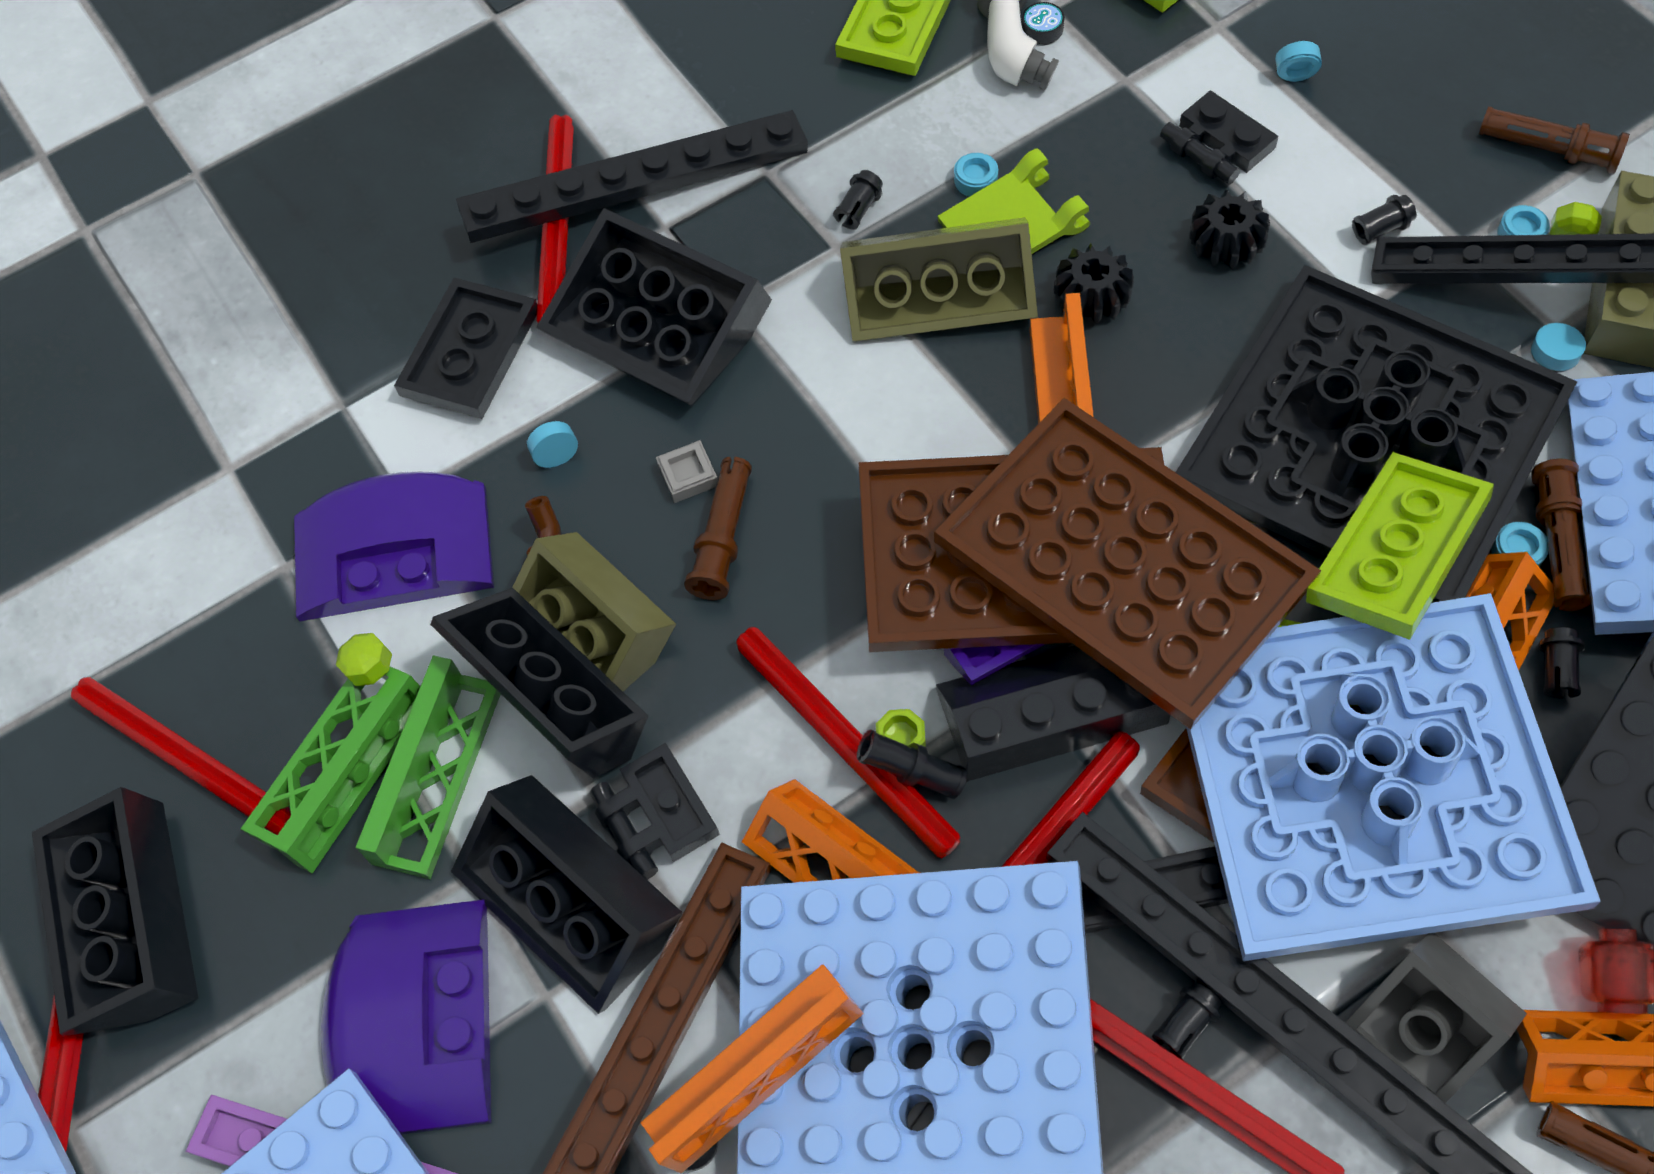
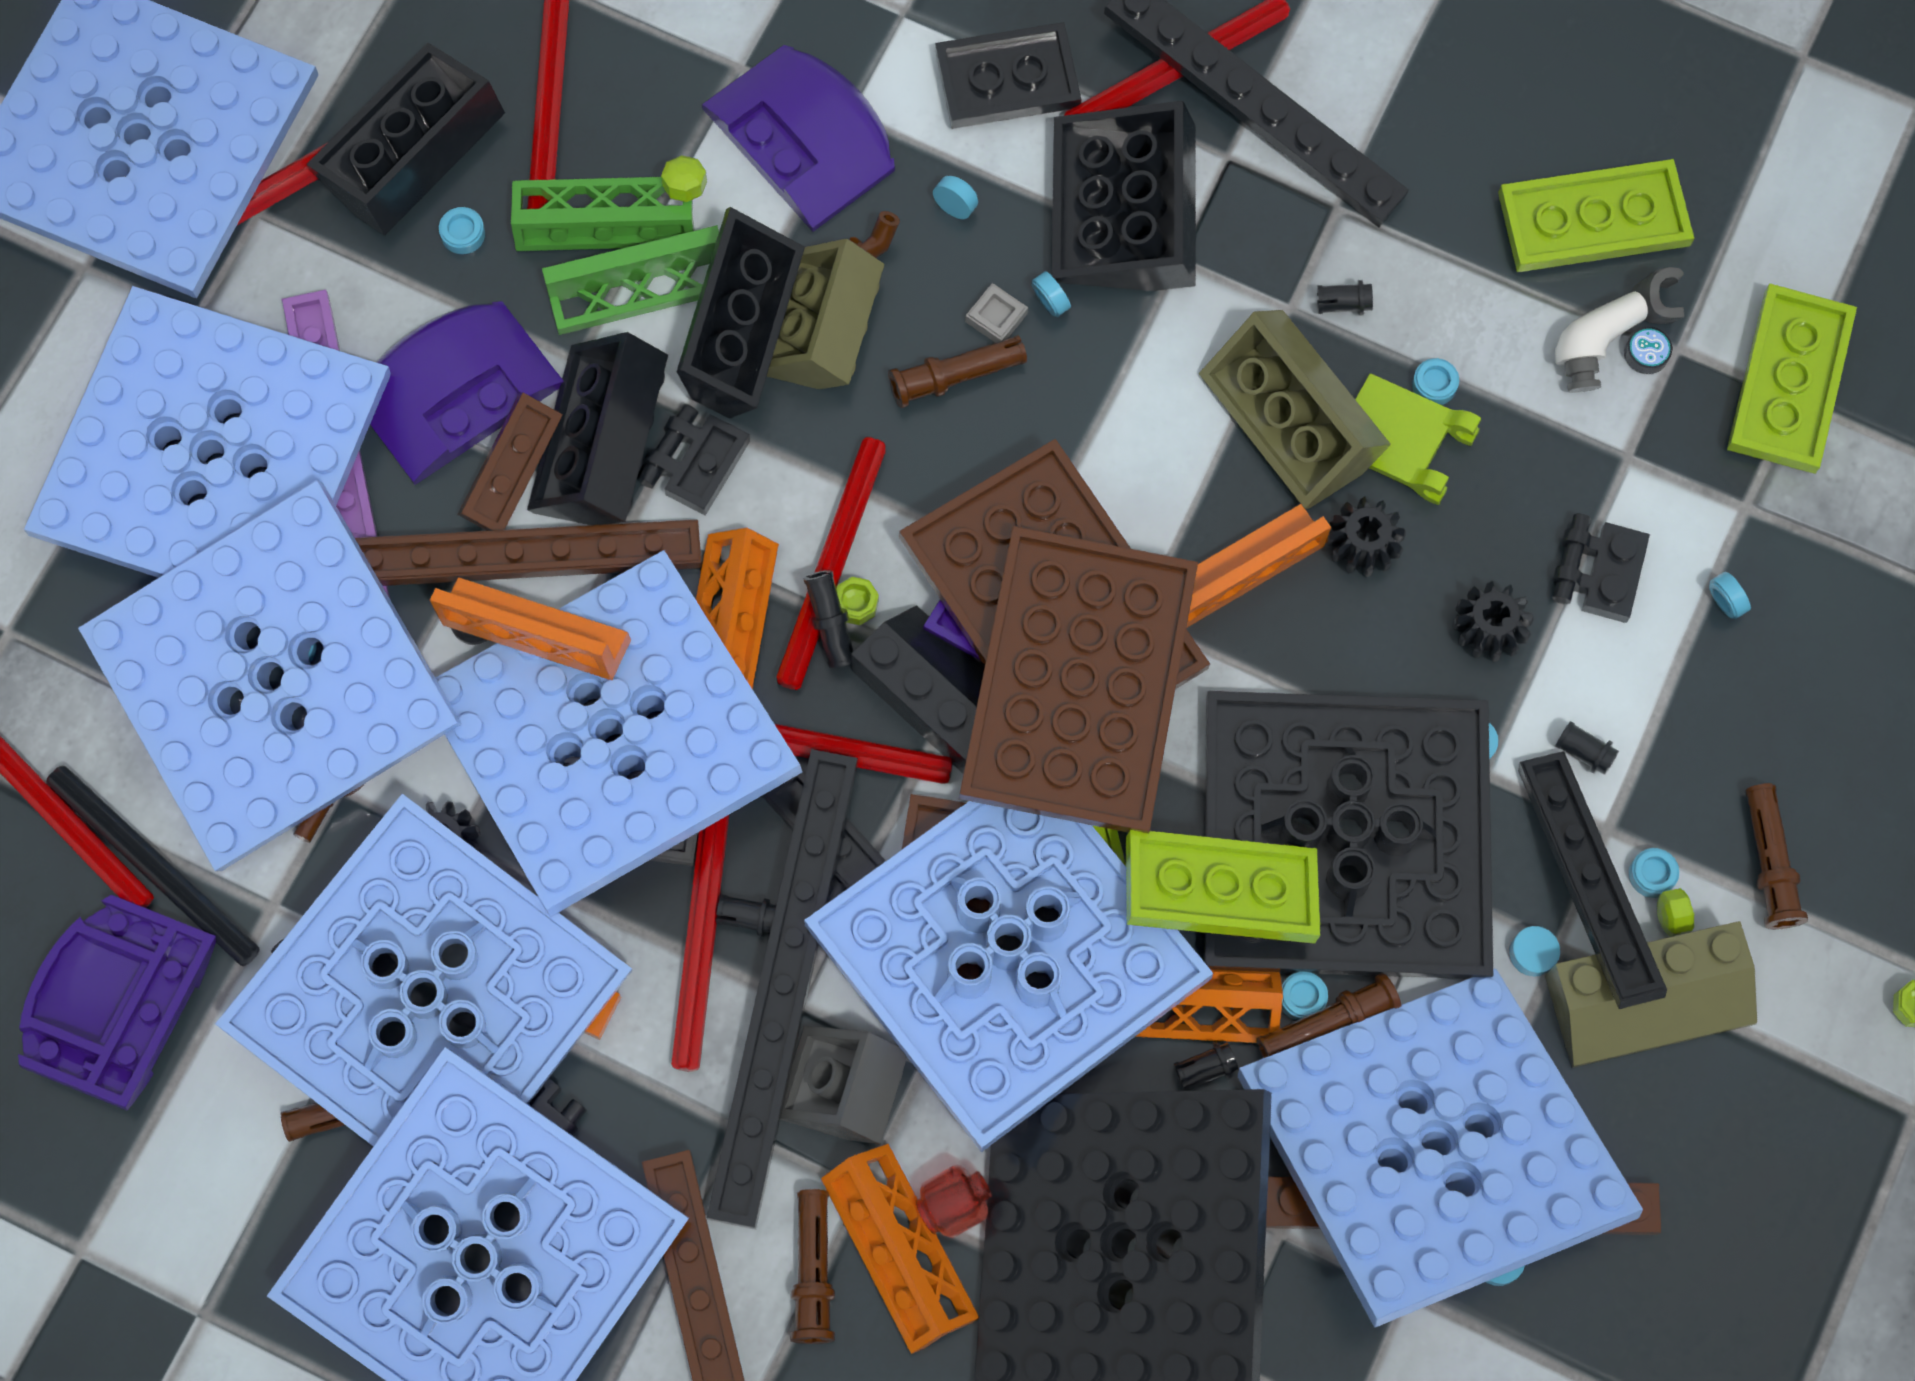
camera: 50 degrees right, 10 degrees up
(251, 916) = (462, 230): none -> medium azure tile
(541, 1001) = (510, 464): none -> reddish brown plate
(701, 413) = (1050, 294): none -> medium azure tile

